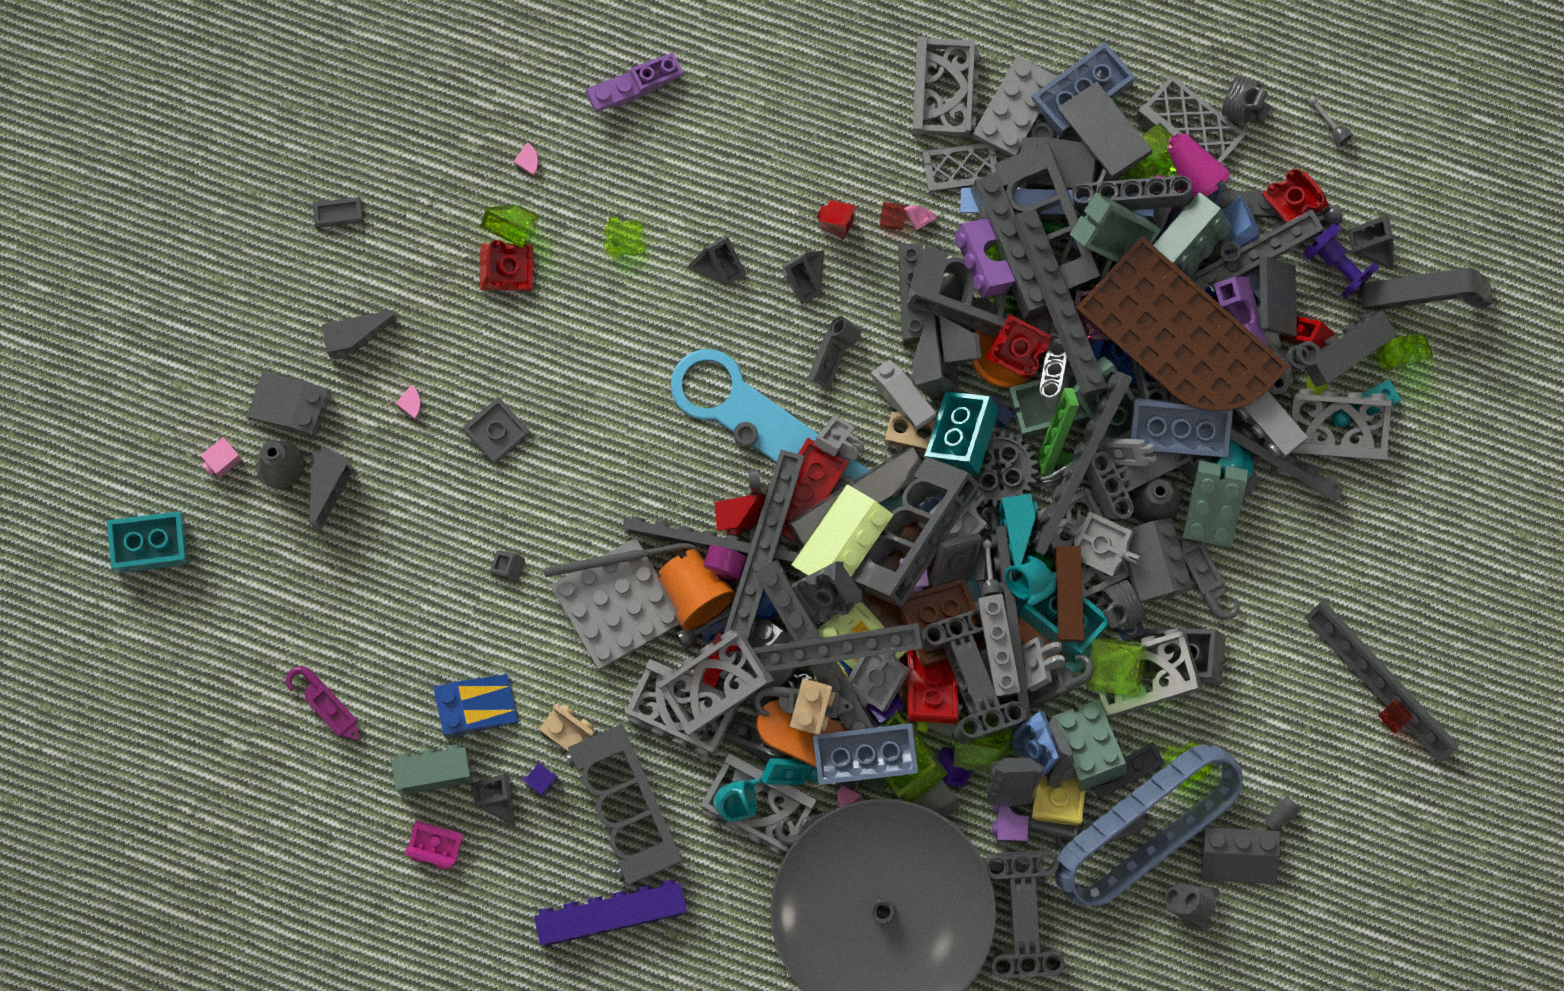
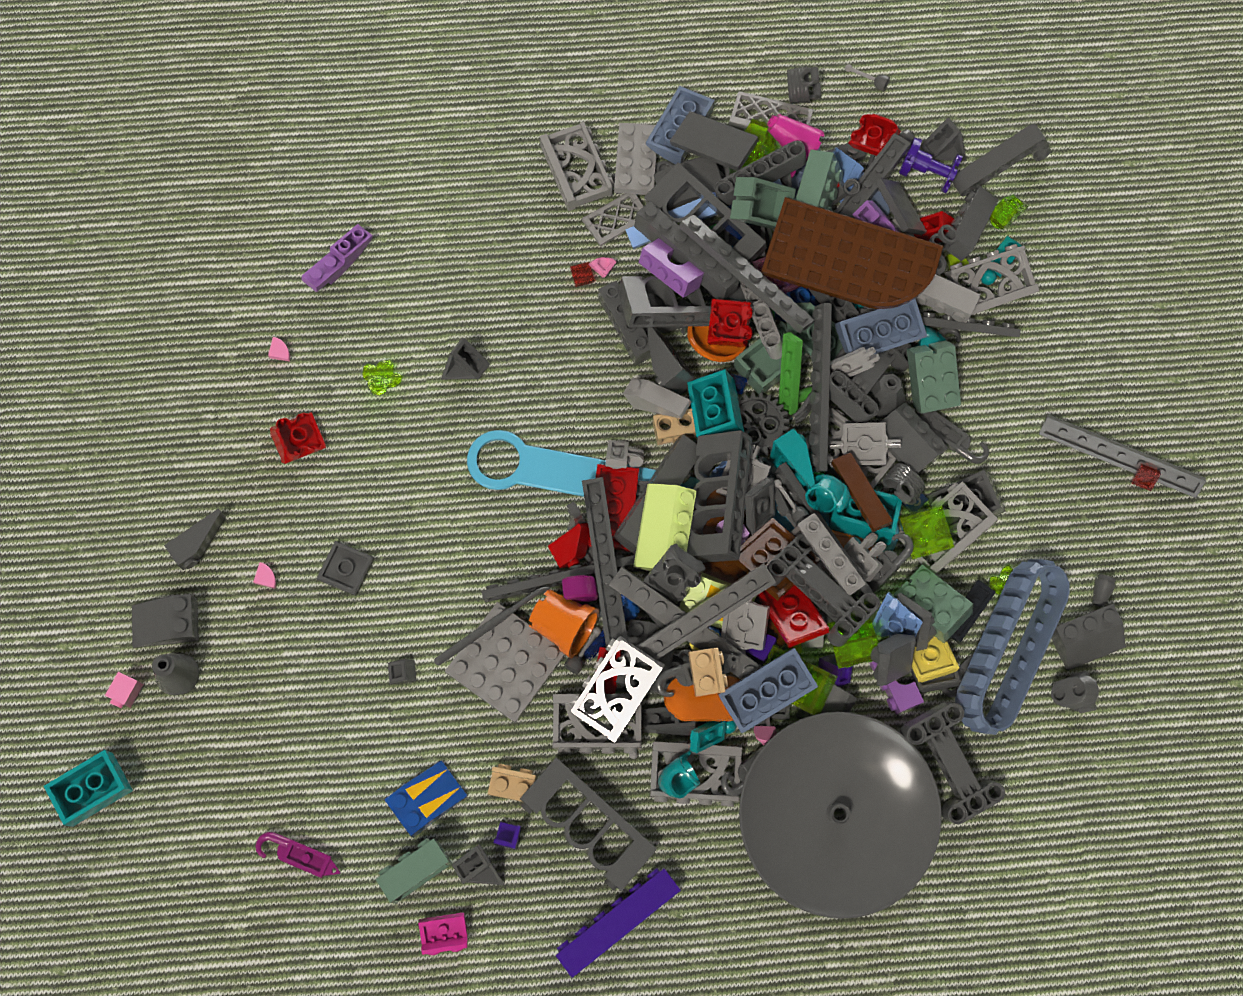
camera: 30 degrees left, 5 degrees down
(328, 479) = (222, 669): dark grey slope -> none
(338, 212) = (142, 453): dark grey tile -> none
(510, 223) = (285, 401): clear neon green slope -> none
(745, 434) = (546, 484): dark grey tile -> none
(805, 275) = (535, 345): dark grey slope -> none
(837, 218) = (541, 291): red slope -> none
(839, 336) = (584, 378): dark grey plate -> none
(958, 343) = (682, 340): dark grey slope -> none

